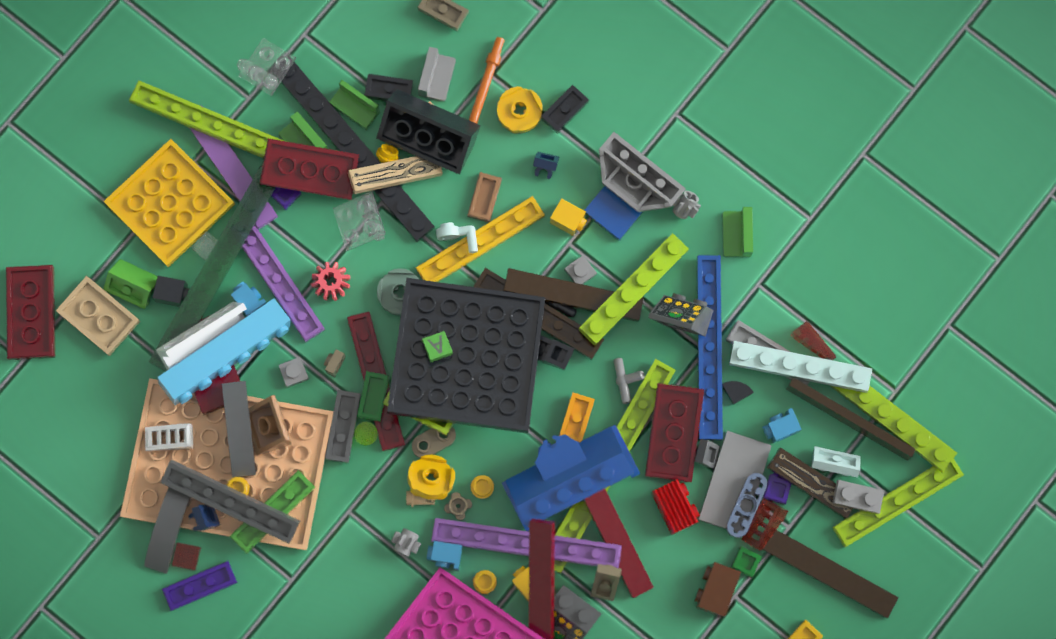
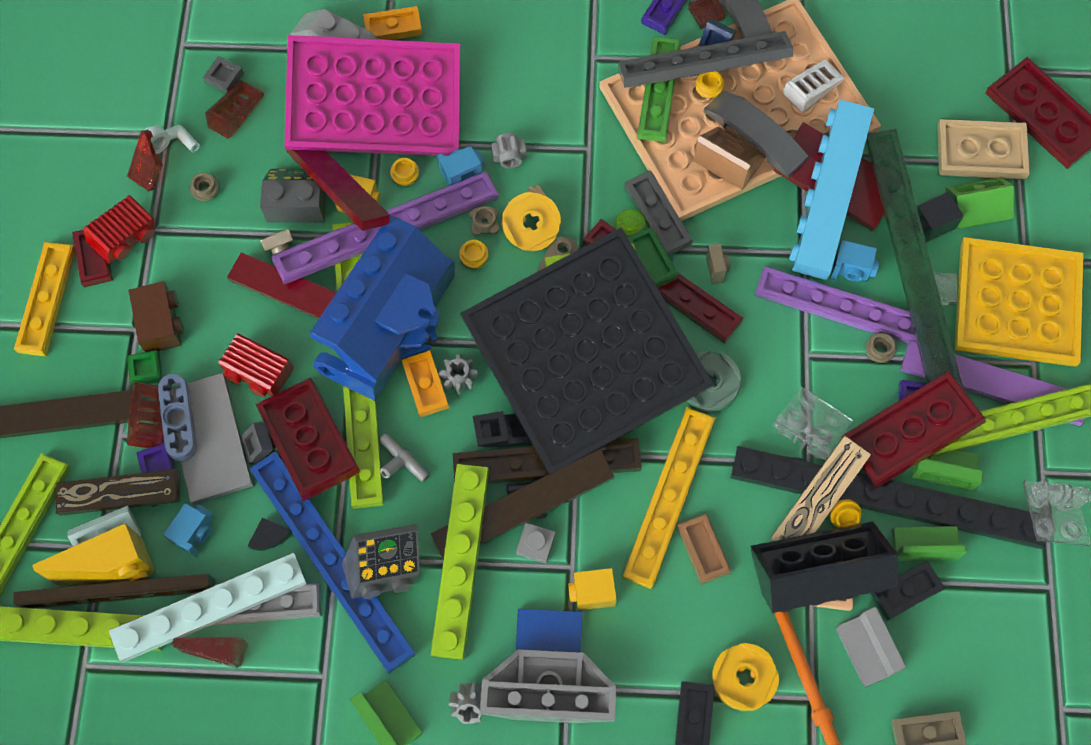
camera: 150 degrees right, 10 degrees down
(200, 334) = (870, 184): white fence -> none
(275, 231) = (886, 342): none -> dark tan plate
(293, 372) = (750, 231): light grey plate -> none
(339, 278) = (794, 331): coral gear -> none
(437, 346) = (622, 329): bright green tile -> none
(449, 232) = (711, 479): light aqua plate -> none
(547, 162) = (667, 635): dark blue tile -> none
(547, 413) = (458, 366): none -> light grey gear
(846, 436) = (107, 558): none -> yellow slope
(858, 496) = (54, 510): light grey plate -> none

